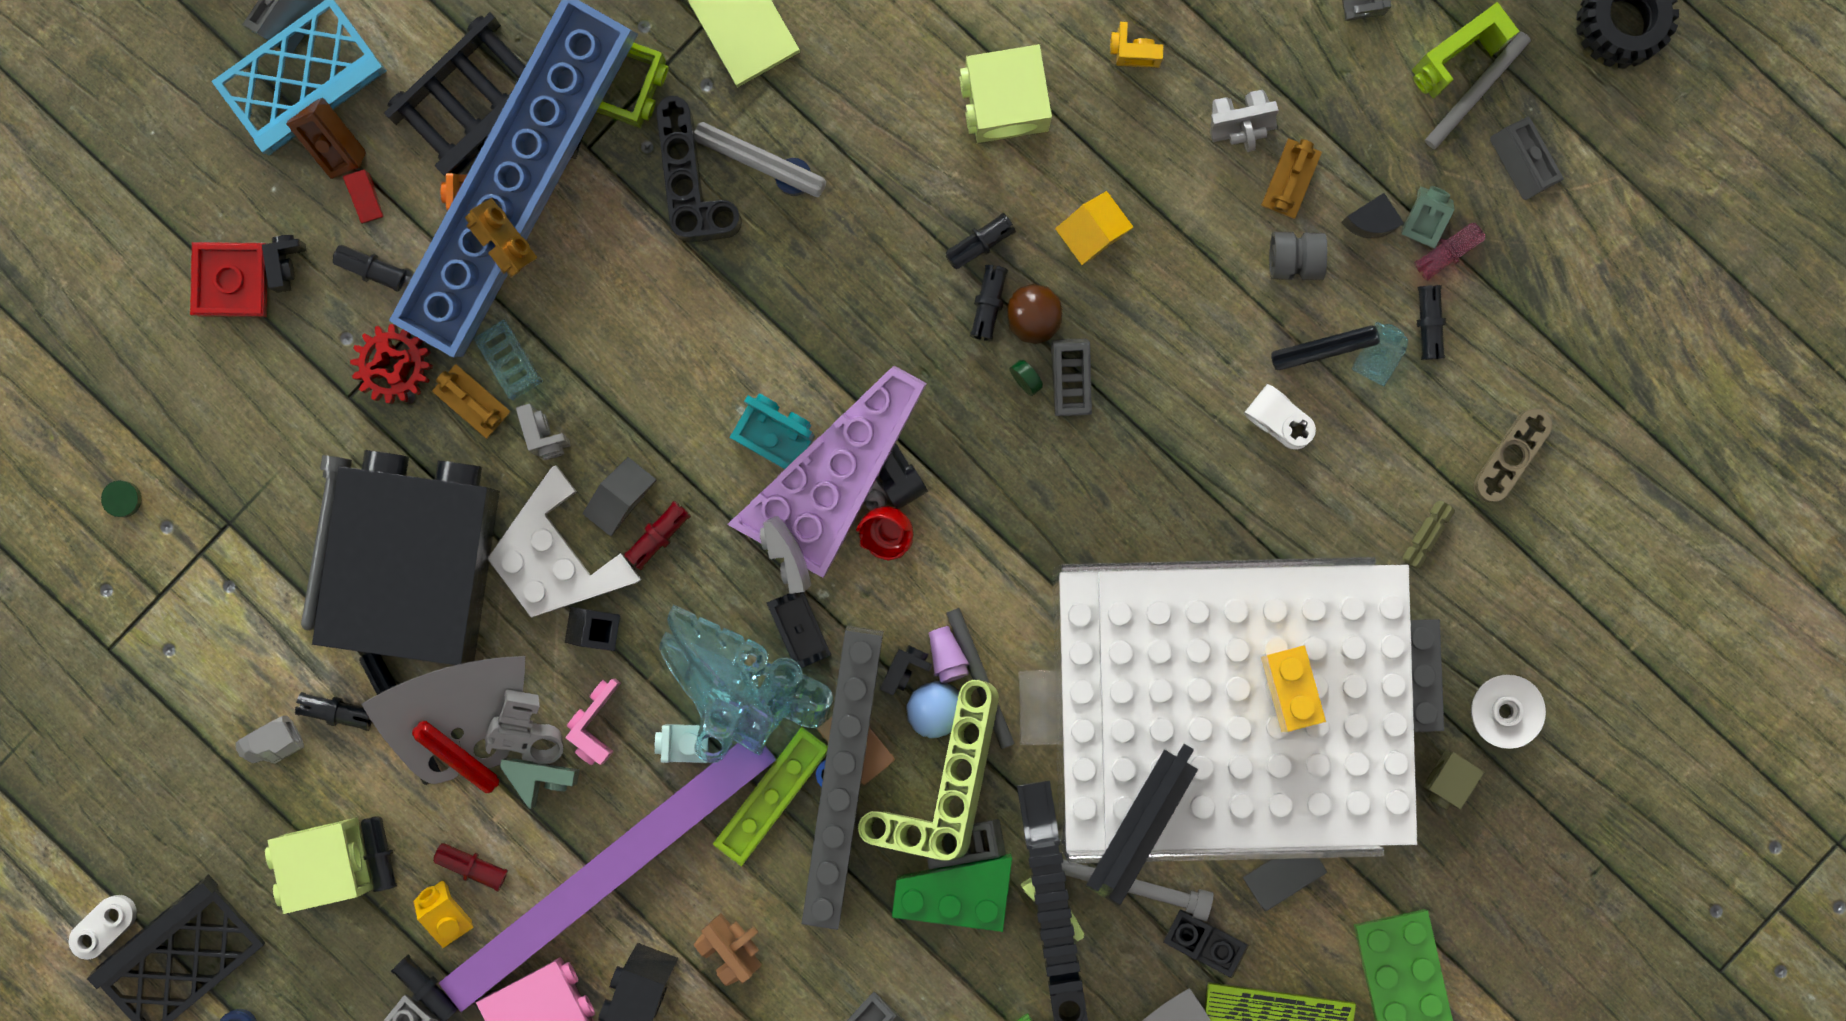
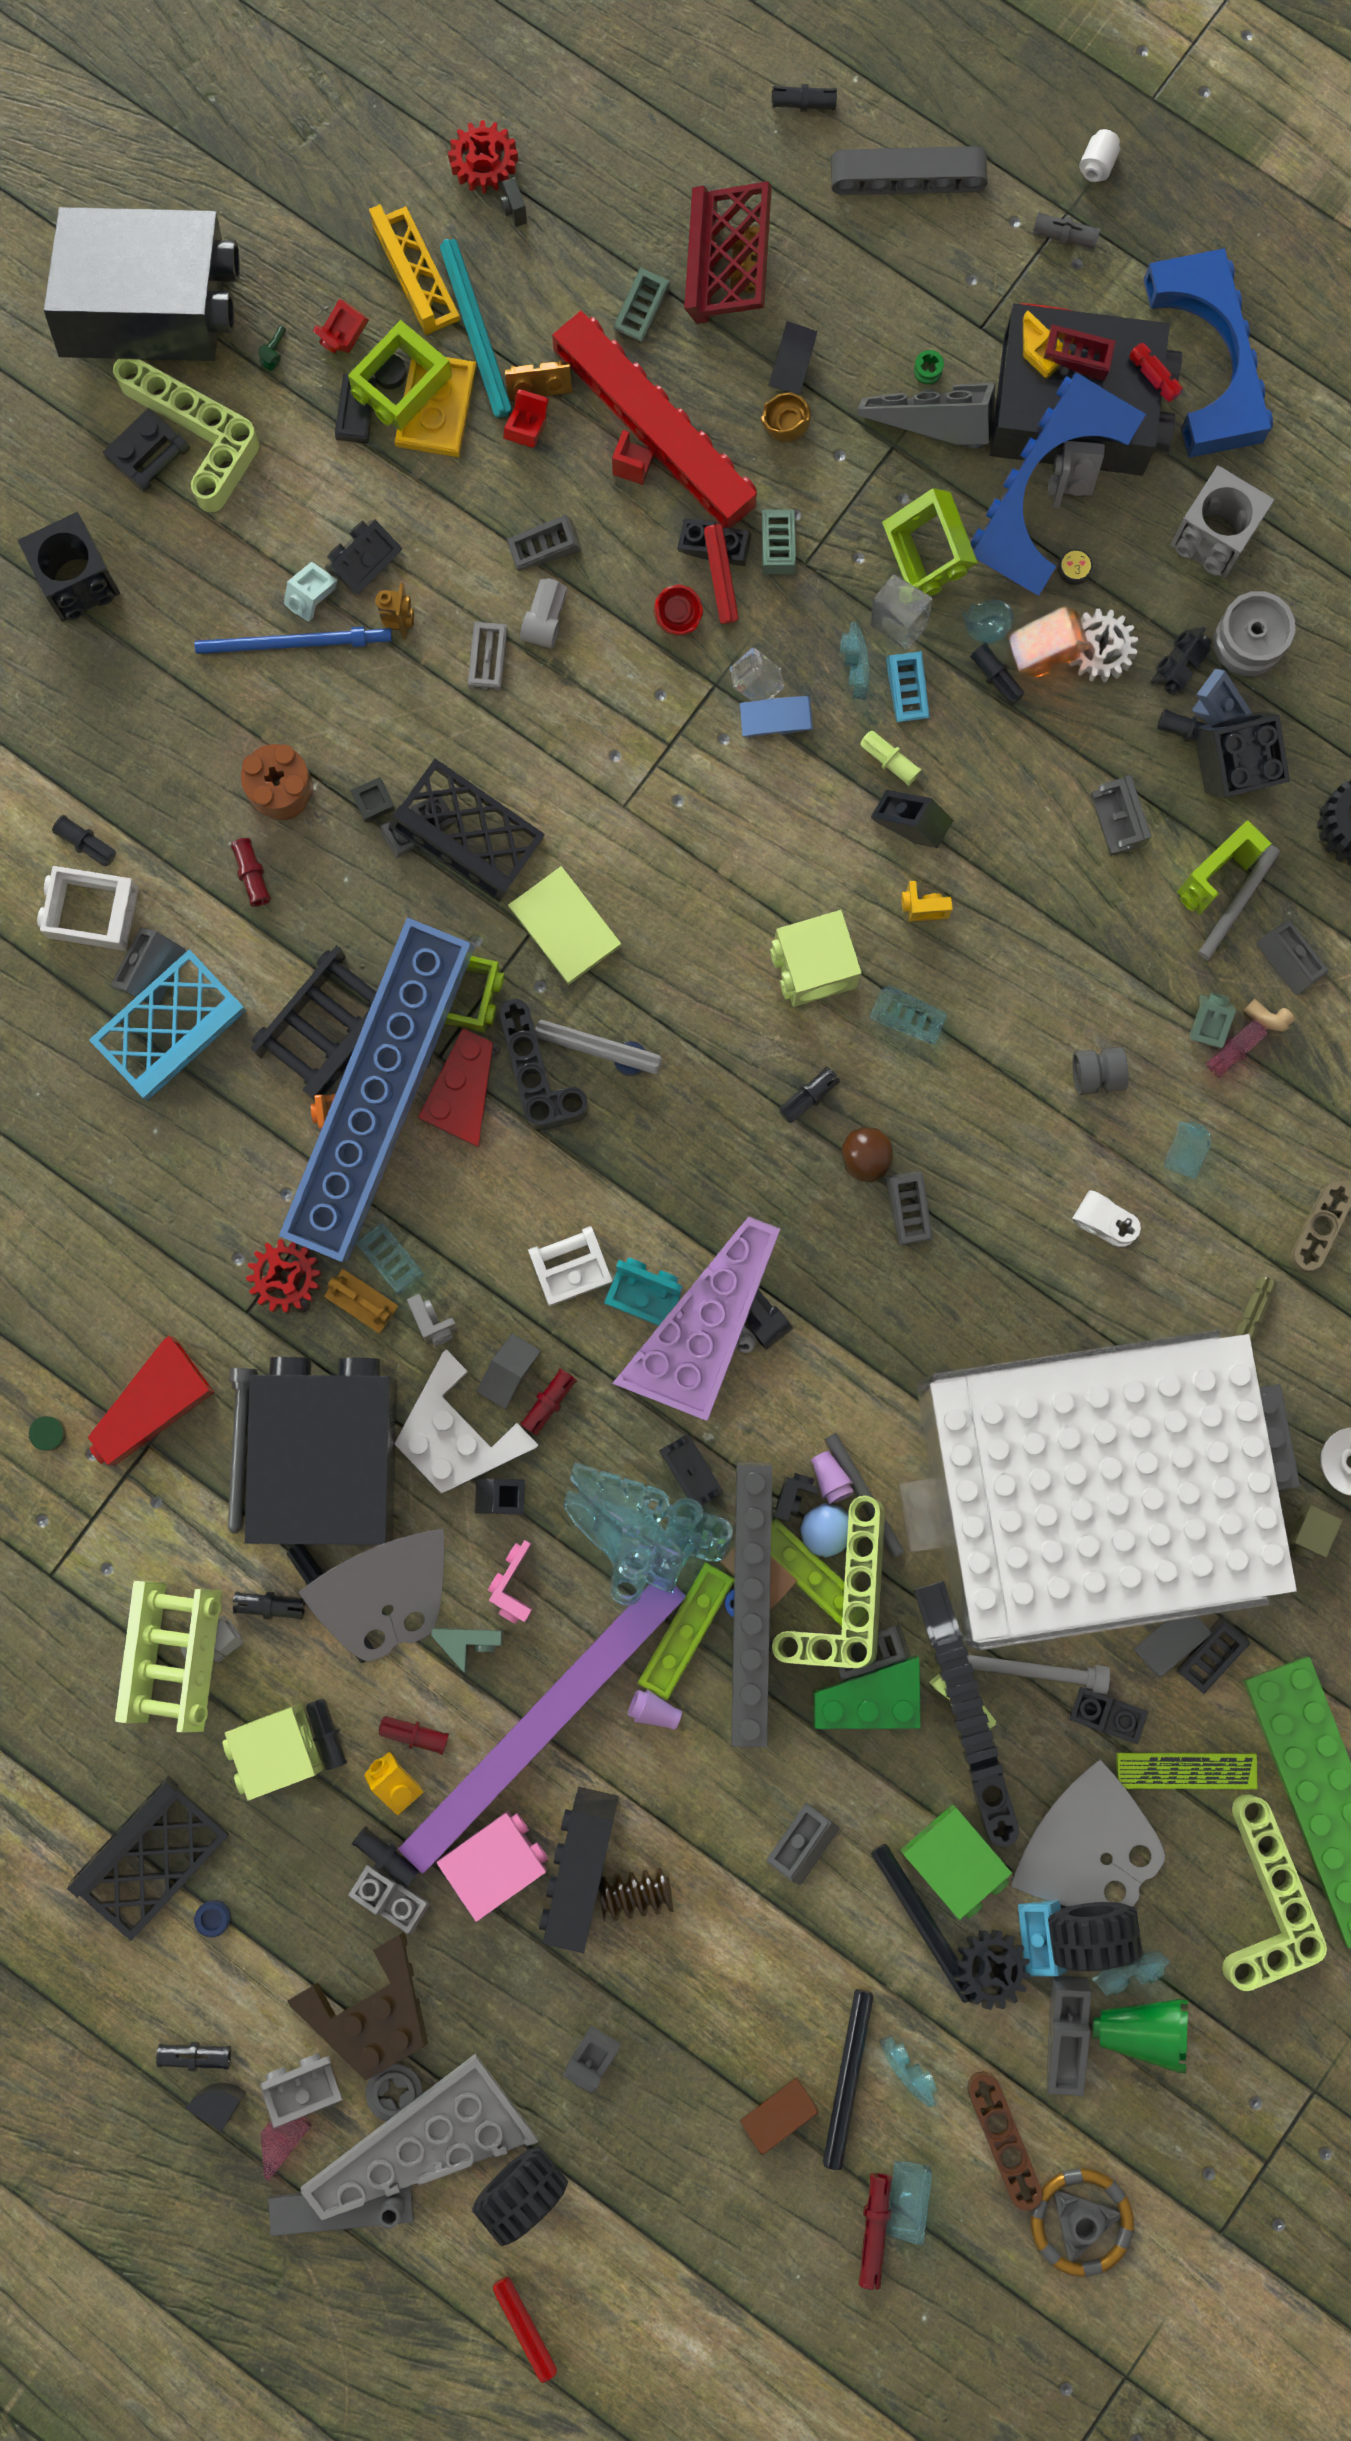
camera: 10 degrees left, 5 degrees down
(101, 928) = (73, 1839): white plate -> none
(193, 746) = (141, 1651): none -> yellowish green fence
(228, 280) = (124, 1218): red plate -> none
(237, 478) = (151, 1402): none -> red slope
(278, 268) = (170, 1202): black bracket -> none
(327, 138) = (200, 1078): reddish brown slope -> none
(363, 195) = (239, 1126): red piece -> none
(369, 267) = (252, 1190): black axle -> none
(455, 757) = (388, 1632): red axle -> none
(490, 224) = (363, 1134): pearl gold hinge -> none
(513, 731) = (440, 1603): light grey piece -> none
(606, 186) = (460, 1090): none -> red wing
(677, 743) = (594, 1593): light aqua bracket -> none
(703, 404) = (574, 1276): none -> white plate
(725, 874) = (653, 1710): none -> lavender cone
(733, 946) = (670, 1777): medium nougat hips -> none
(781, 543) = (665, 1394): light grey slope -> none
(886, 533) = (760, 1372): red hair -> none
(910, 751) = (812, 1574): none -> lime tile
(988, 302) = (824, 1149): black pin -> none
(1026, 377) = (868, 1212): dark green tile -> none
(1094, 227) = (911, 1069): yellow piece -> none
(1107, 157) = (891, 1019): none -> clear light blue slope
(1143, 825) = (1043, 1605): black fence -> none
(1246, 123) = (1033, 958): light grey hips -> none
(1291, 177) = (1083, 1001): pearl gold hinge -> none
(1293, 689) = (1162, 1460): yellow brick -> none
(1325, 347) = (1137, 1150): black axle -> none
(1346, 895) = (1223, 1663): none -> black slope
(1374, 219) = (1164, 1028): black brick -> none
(1431, 322) = (1229, 1115): black pin -> none
(1488, 223) = (1270, 1021): none -> tan arm

